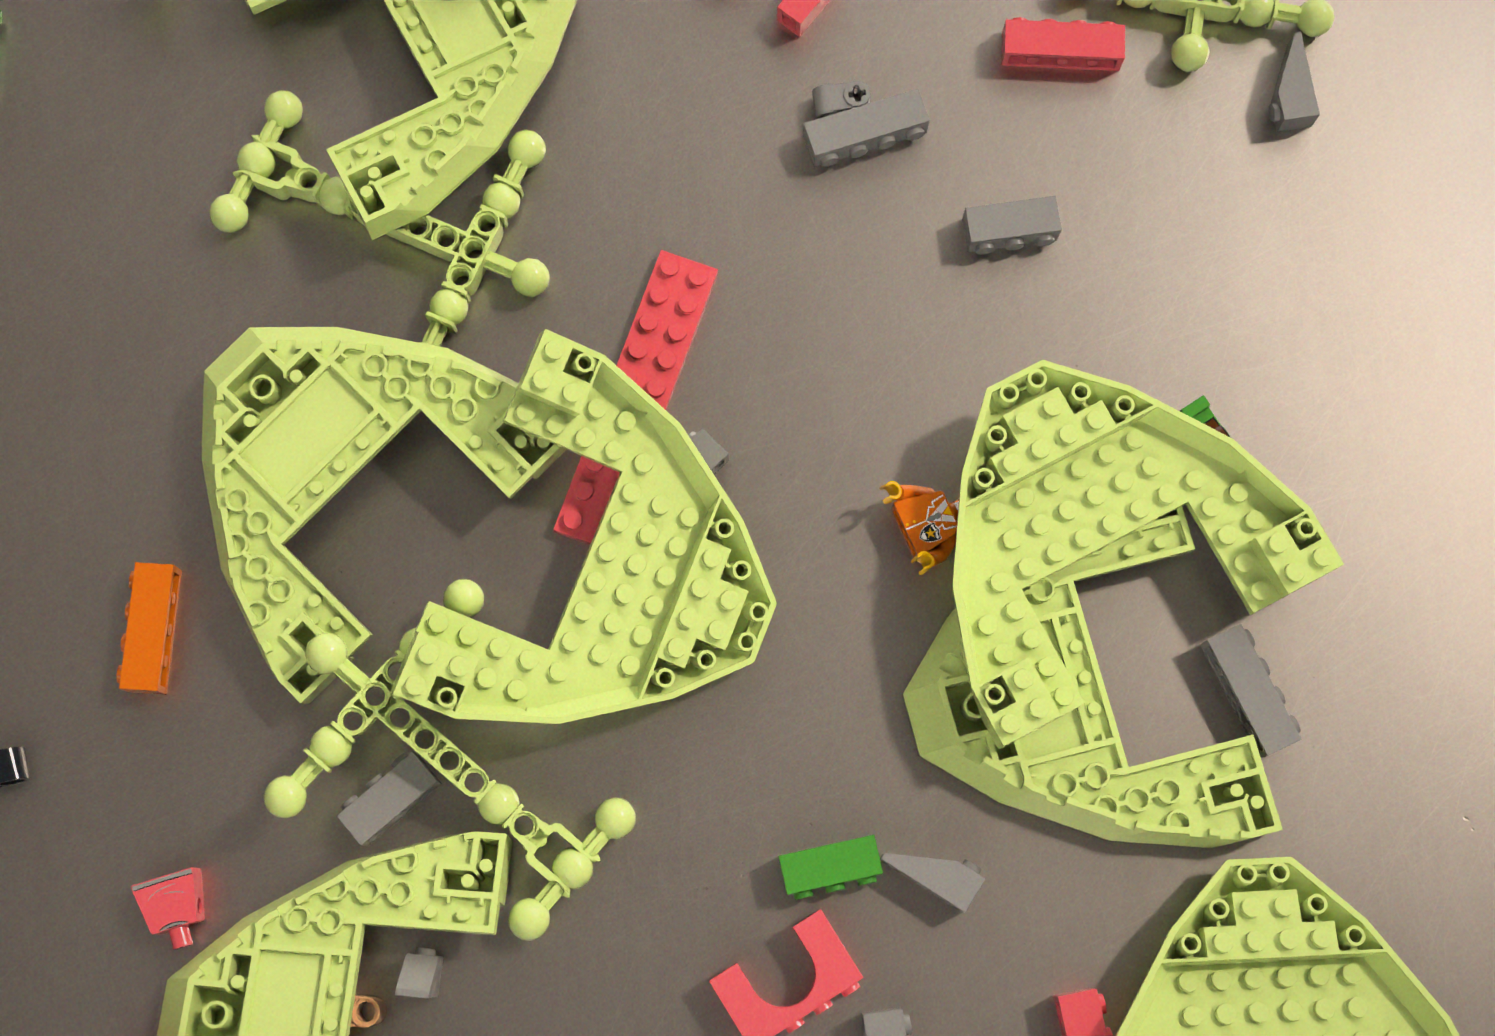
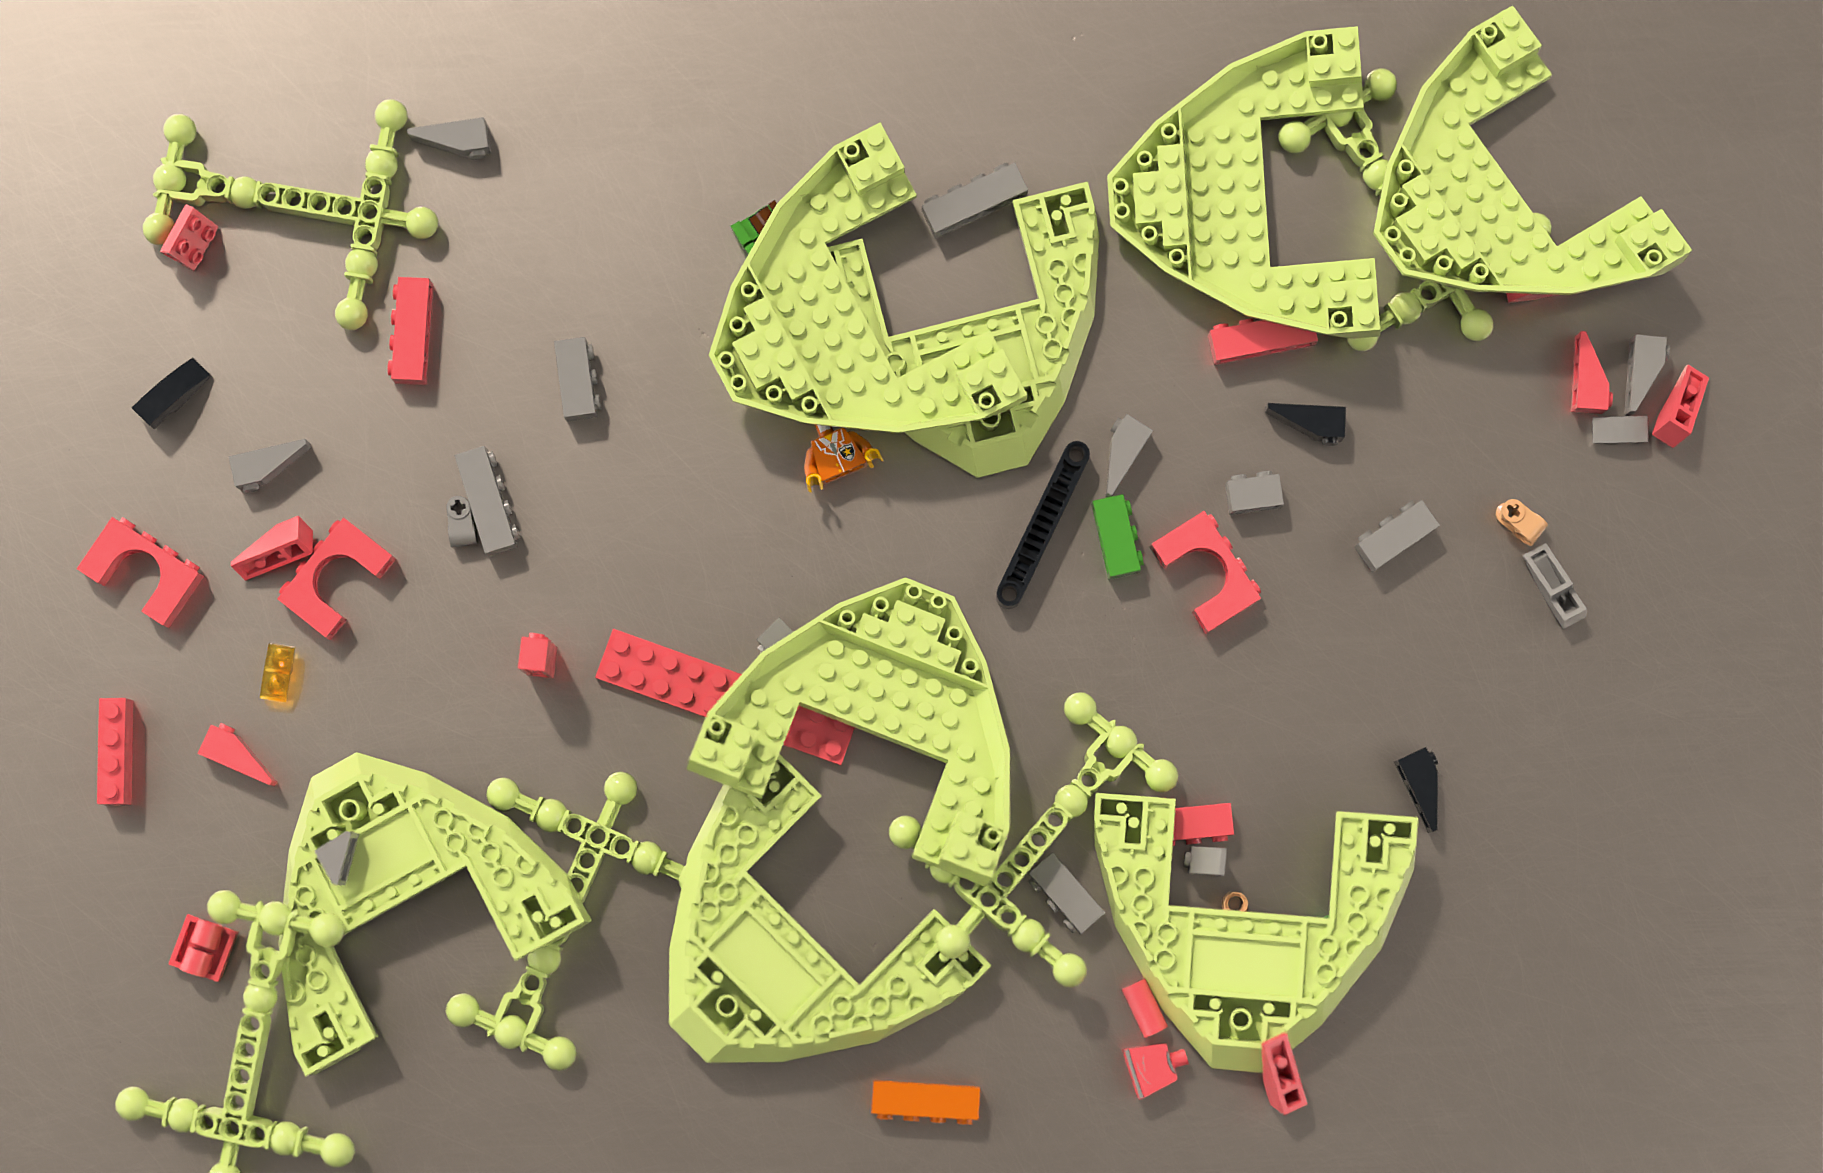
camera: 90 degrees left, 5 degrees up
(246, 897) = (1144, 1008): none -> coral brick
(471, 971) = (1203, 822): none -> coral brick
(681, 177) = (537, 656): none -> coral brick
(845, 773) = (1042, 524): none -> black gear

